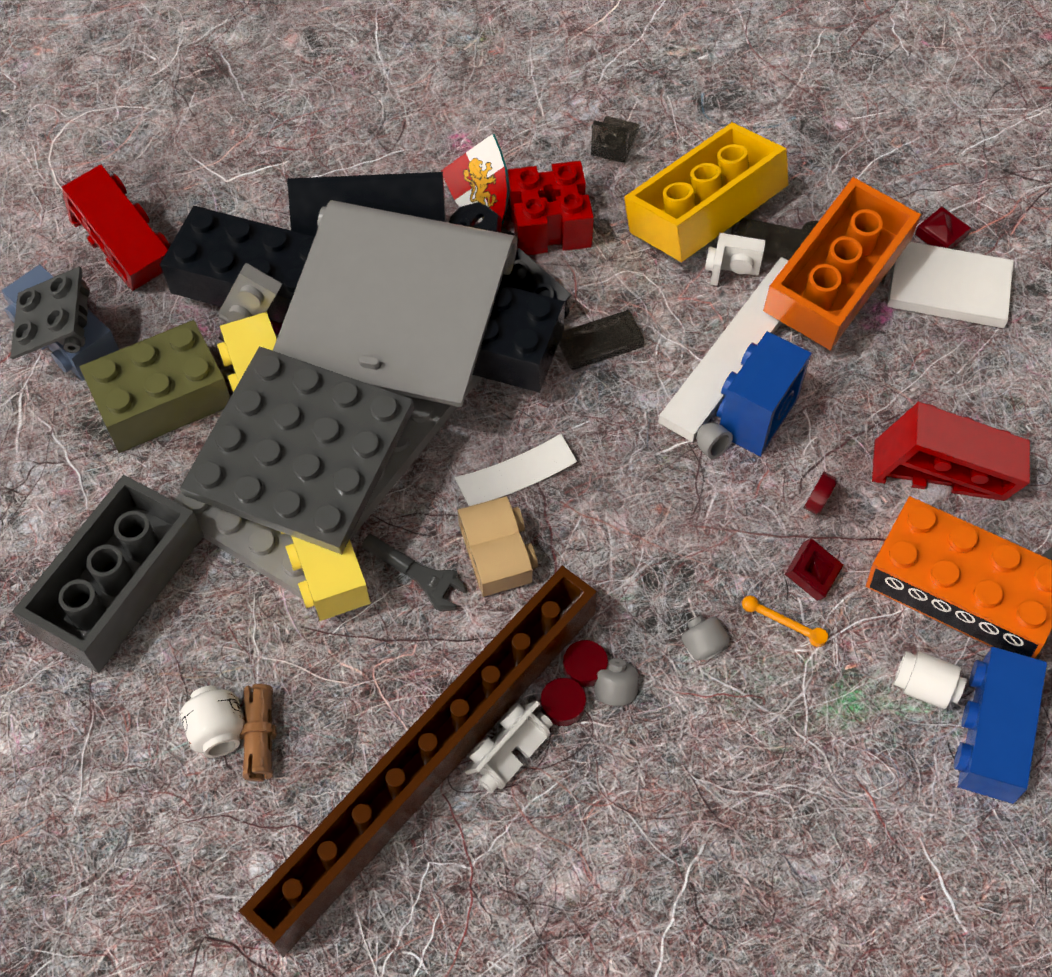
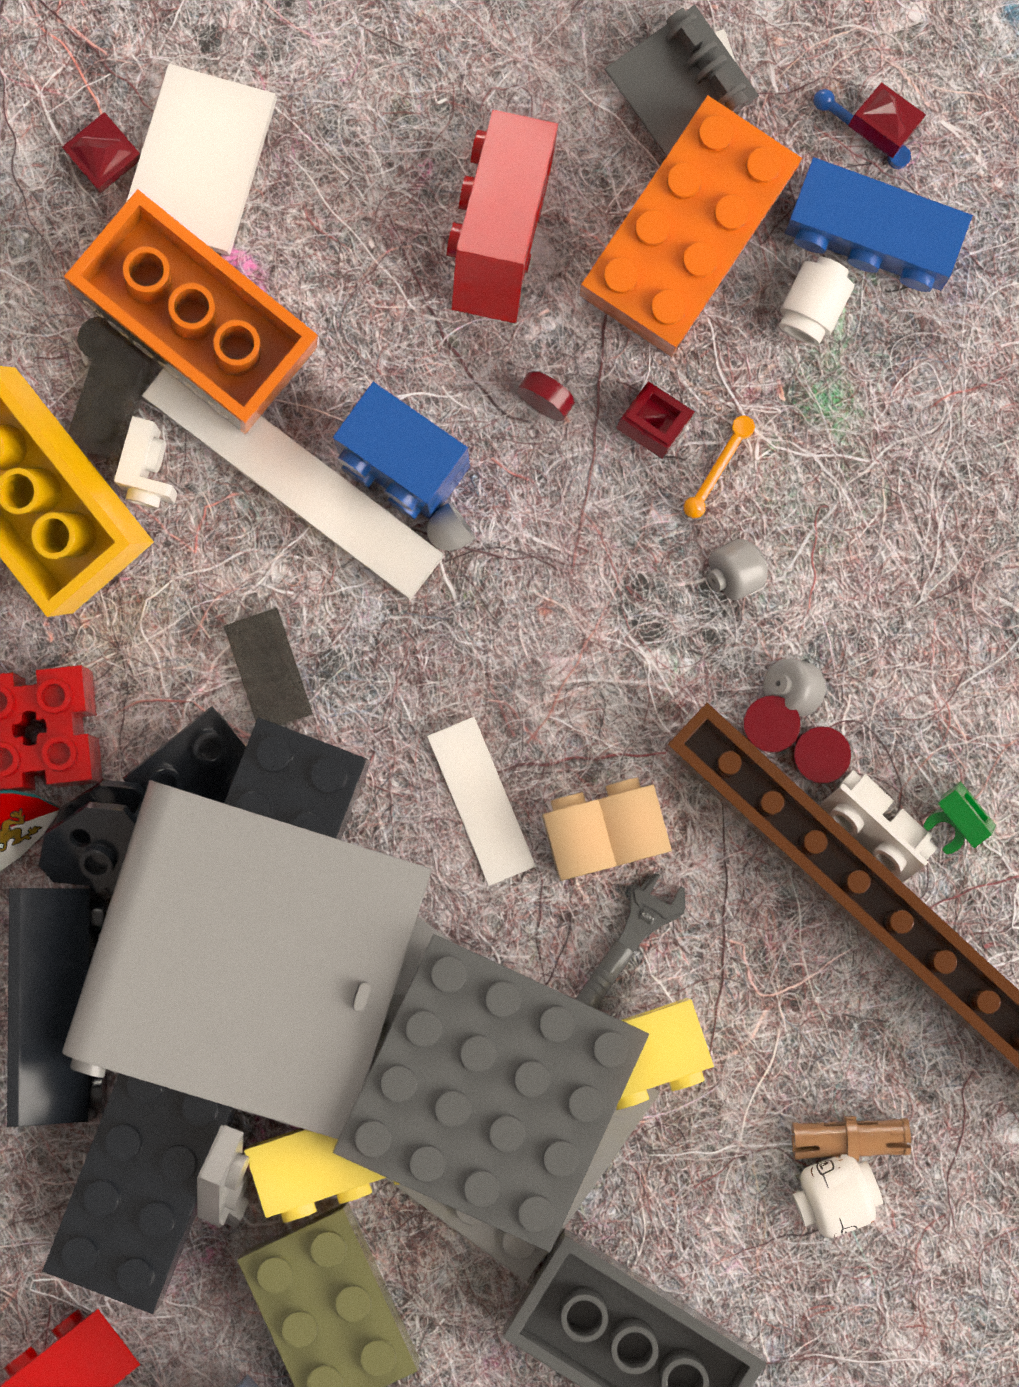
camera: 85 degrees left, 25 degrees up
(518, 809) = (965, 816): none -> green tile

